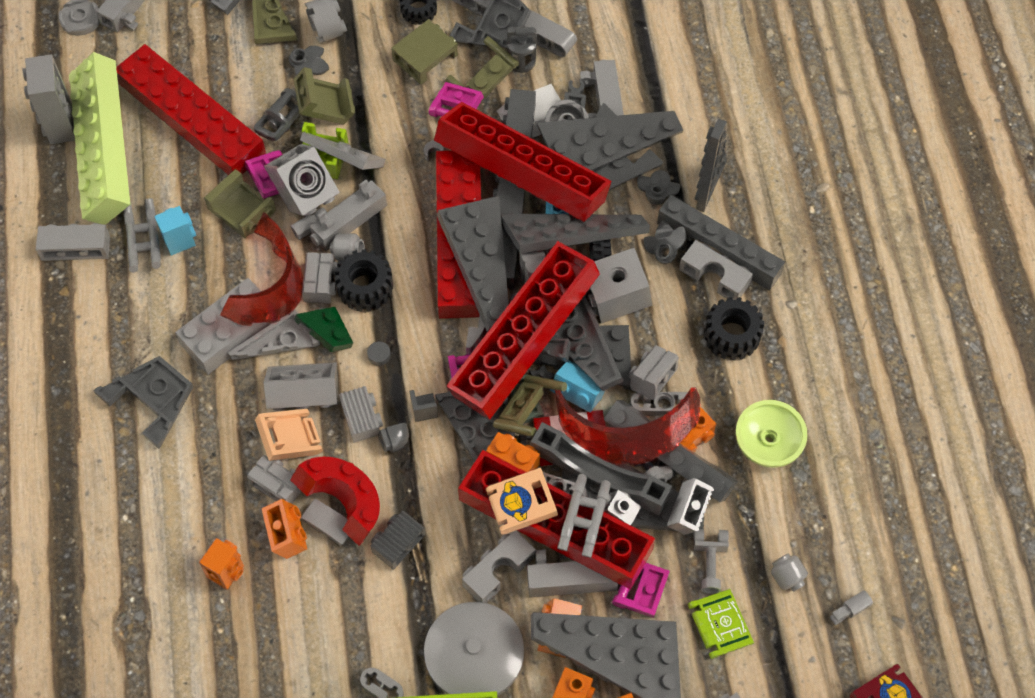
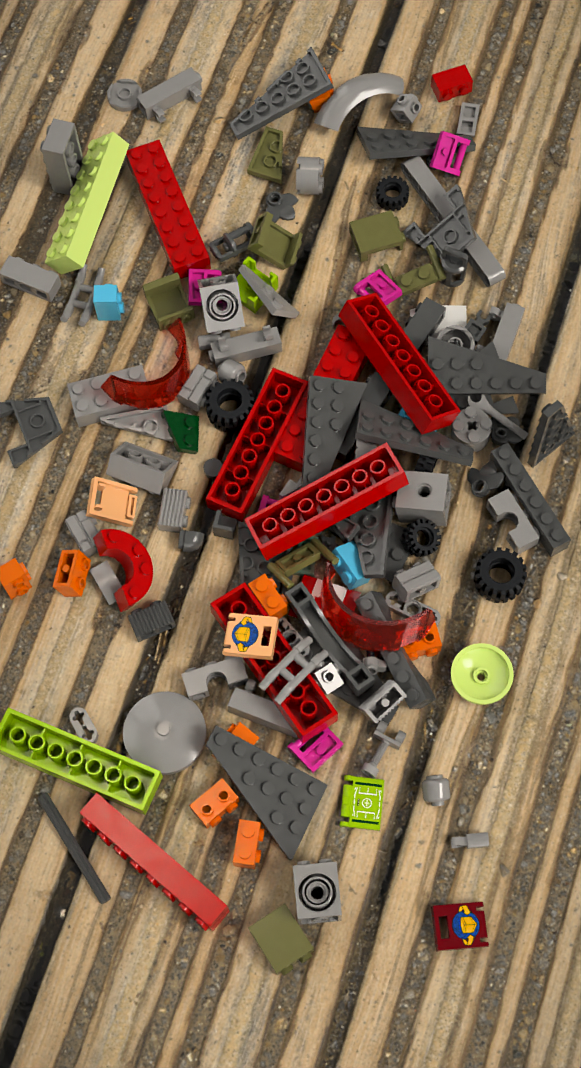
camera: 30 degrees right, 5 degrees up
(415, 308) = (255, 445): none -> red brick
(626, 196) = (472, 428): none -> light grey brick
(628, 170) = (484, 405): none -> light grey piece
(628, 333) = (430, 534): none -> black tyre

